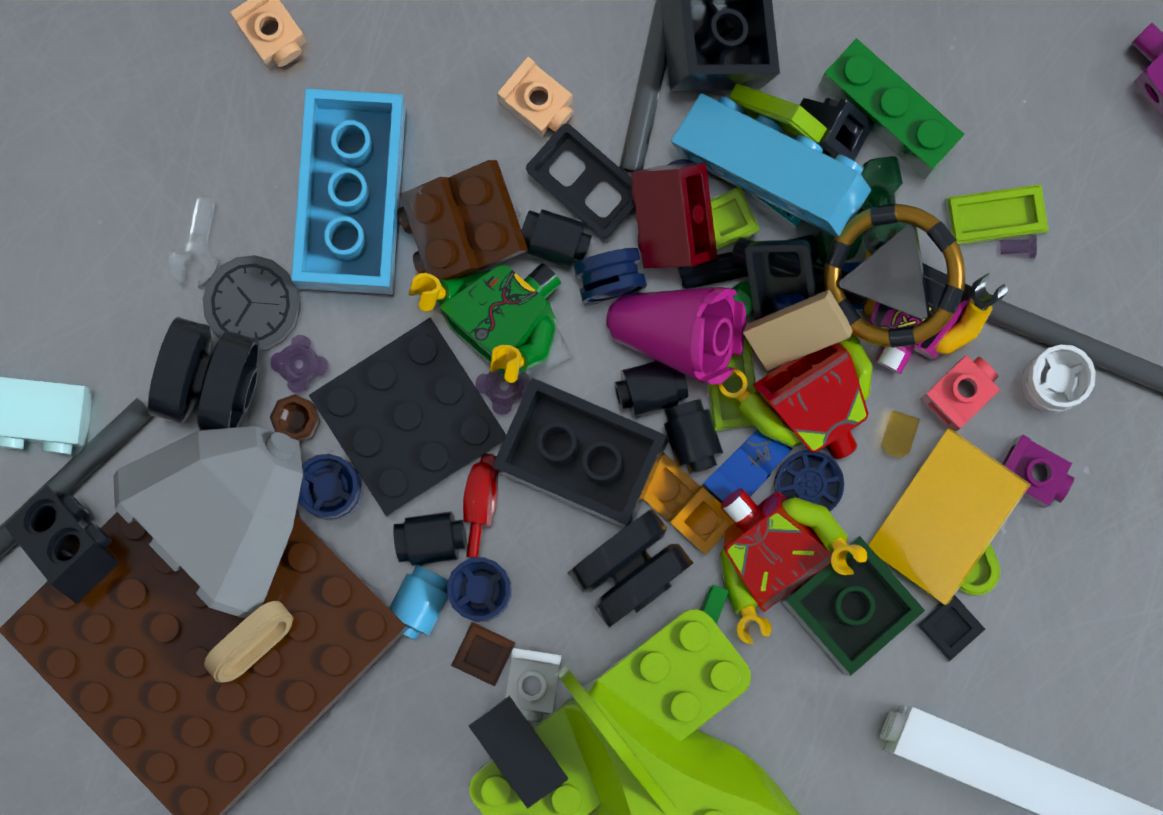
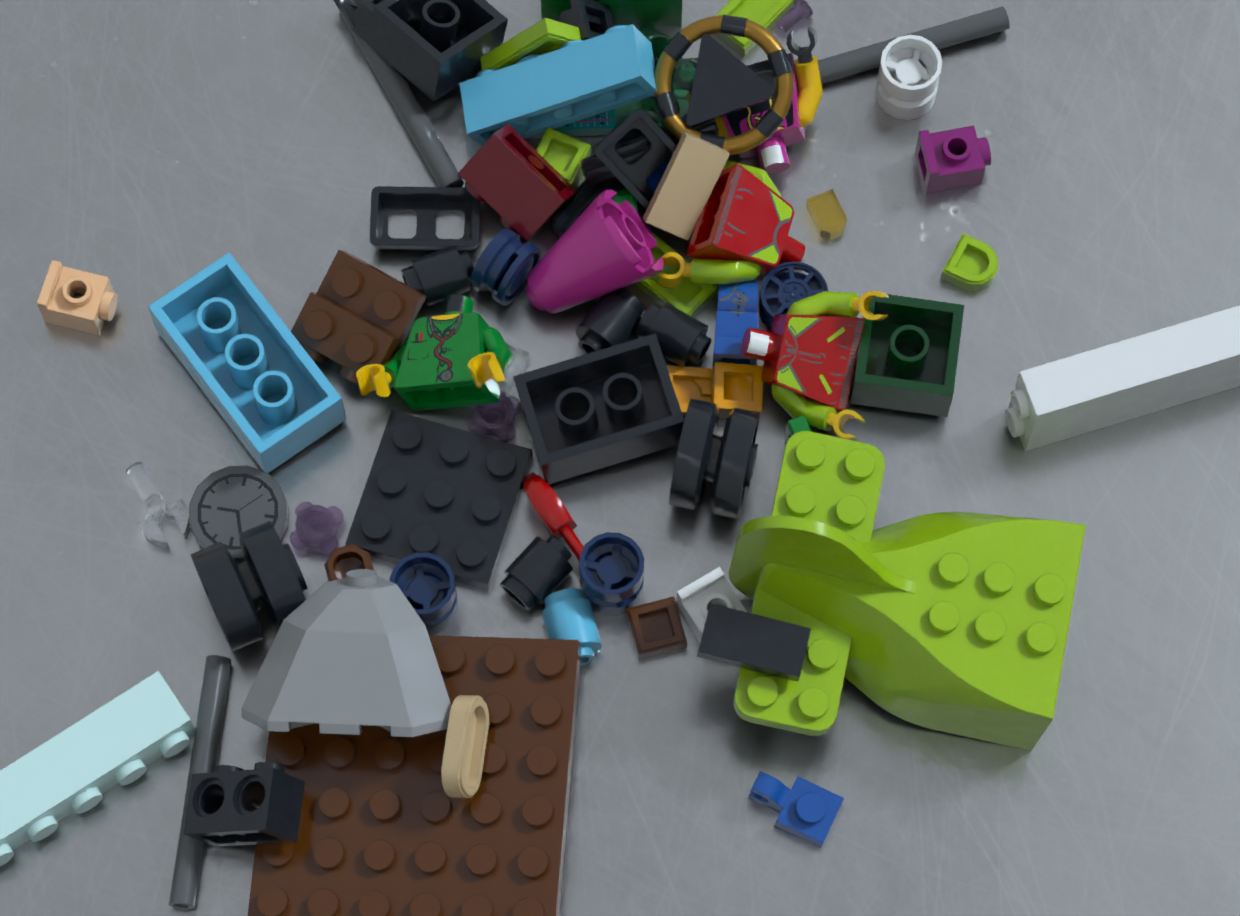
camera: 40 degrees left, 15 degrees down
(539, 118) = (326, 202): light nougat brick -> none
(947, 401) = (850, 158): coral brick -> none
(948, 516) = (919, 230): yellow tile -> none
(950, 628) = (992, 319): black tile -> none

